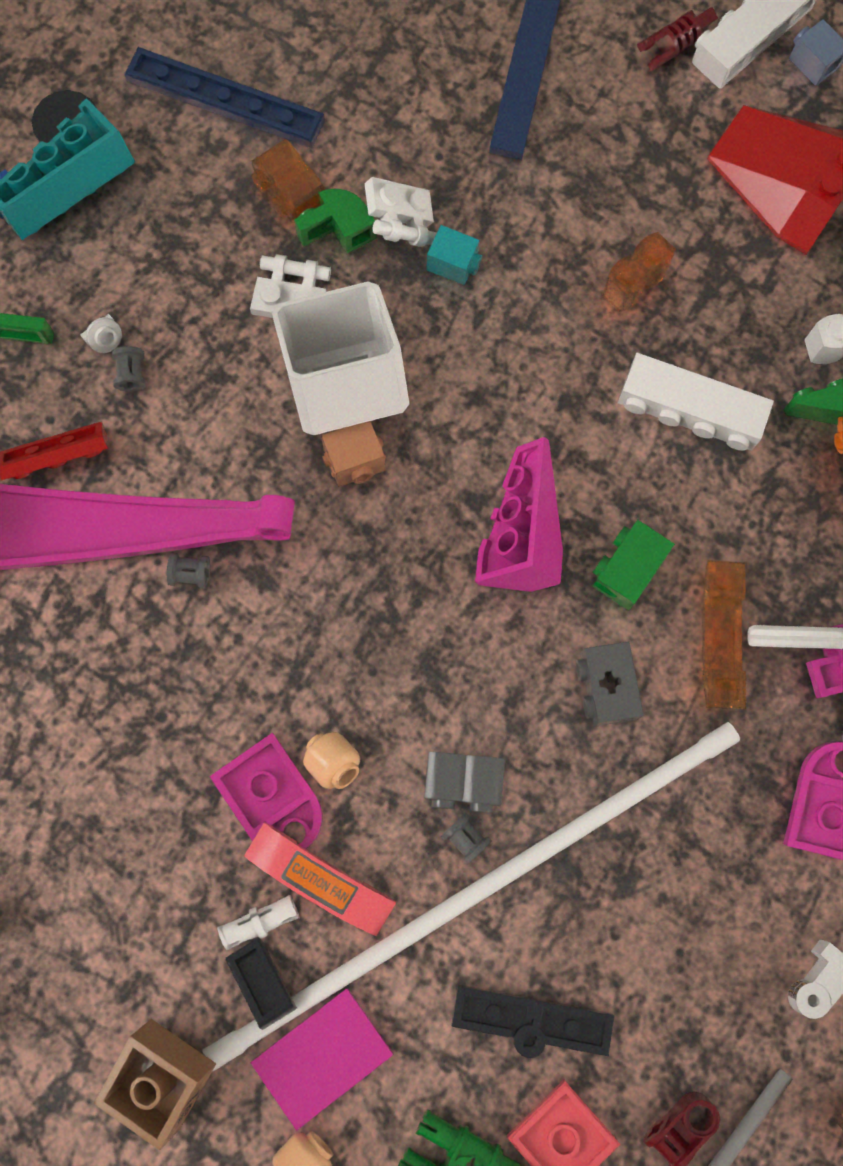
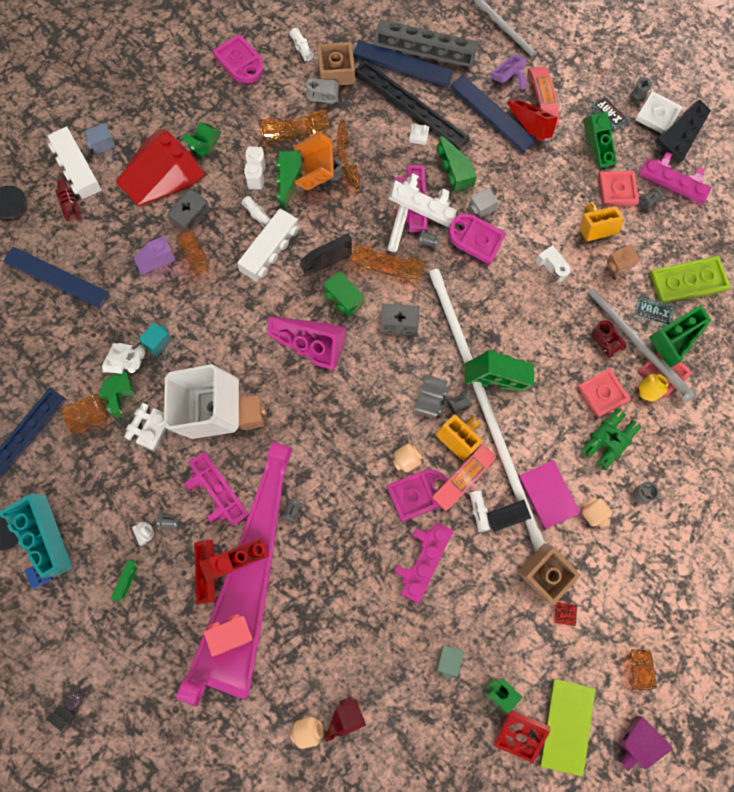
camera: 80 degrees left, 5 degrees down
(75, 491) = (233, 559): none -> red slope
(93, 1133) = (565, 614): none -> clear red tile
(114, 831) = (419, 576): none -> dark pink hinge
(219, 416) = (226, 502): none -> dark pink hinge
(395, 853) = (460, 436): none -> light orange brick
(532, 1022) = (549, 393): black hinge -> none
(547, 908) = (499, 370): none -> green wedge
(615, 210) = (154, 255): none -> medium lavender slope
(700, 512) = (327, 255): none -> black tile
(727, 257) = (188, 211): none -> dark grey brick
(758, 364) = (256, 211): none -> white pin
(799, 706) = (429, 239): none -> dark grey bush

